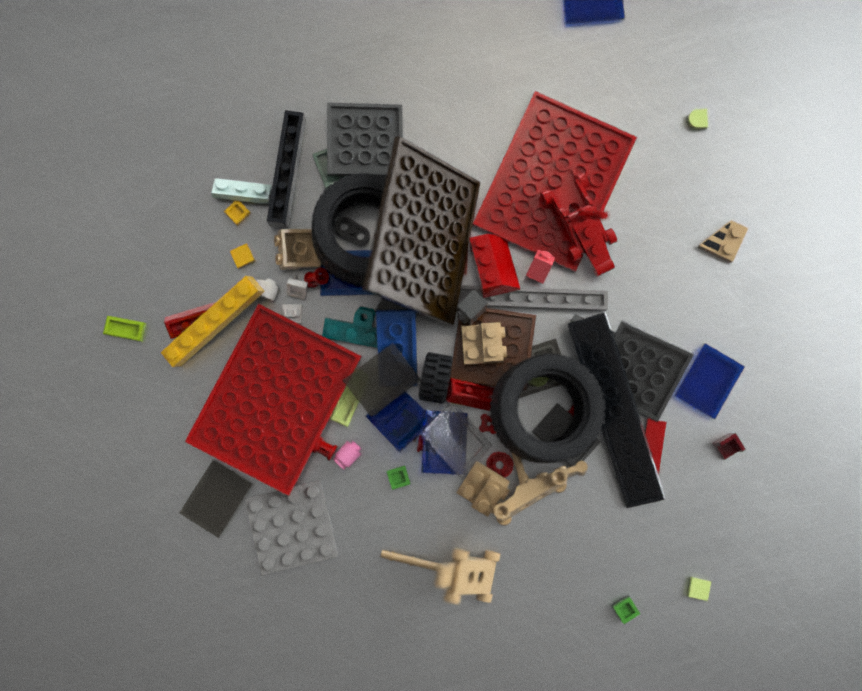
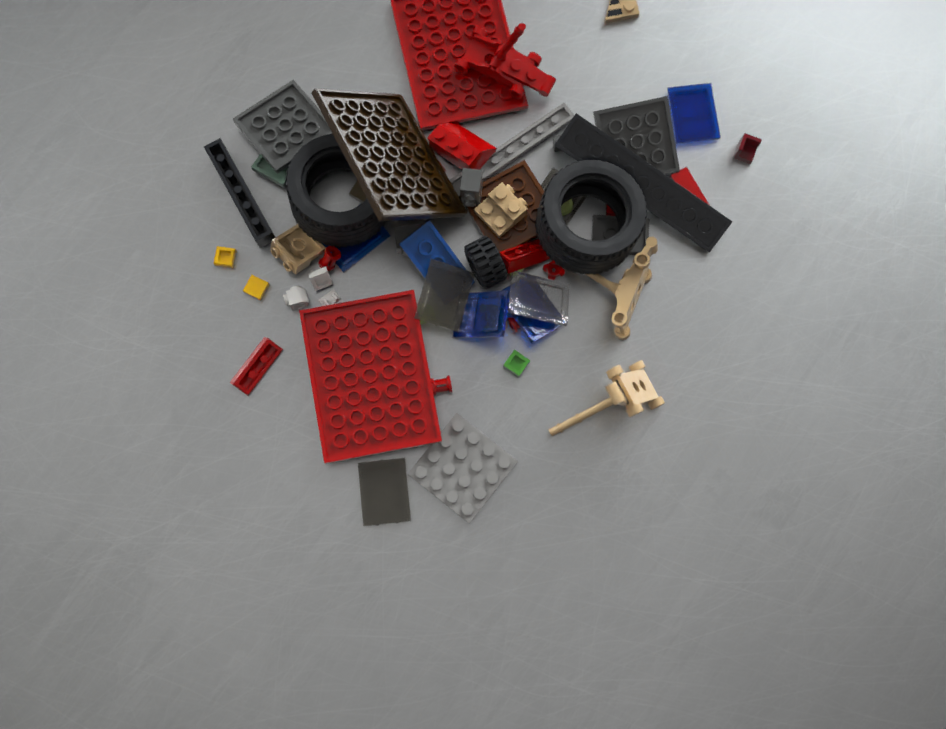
camera: 35 degrees left, 5 degrees down
(124, 328) = (203, 415): lime tile -> none
(212, 321) = (273, 352): yellow brick -> none
(241, 191) = (216, 237): light aqua plate -> none
(345, 408) = (432, 341): yellowish green tile -> none
(347, 454) = (462, 376): bright pink brick -> none
(352, 231) = (330, 201): dark grey plate -> none
(358, 332) = (397, 275): teal plate -> none
(483, 488) = (590, 320): tan plate -> none
(503, 457) = (587, 286): red wheel -> none
(540, 266) = (498, 120): coral brick -> none
(626, 610) = (770, 329): bright green plate -> none
(699, 588) = (811, 271): yellowish green tile -> none

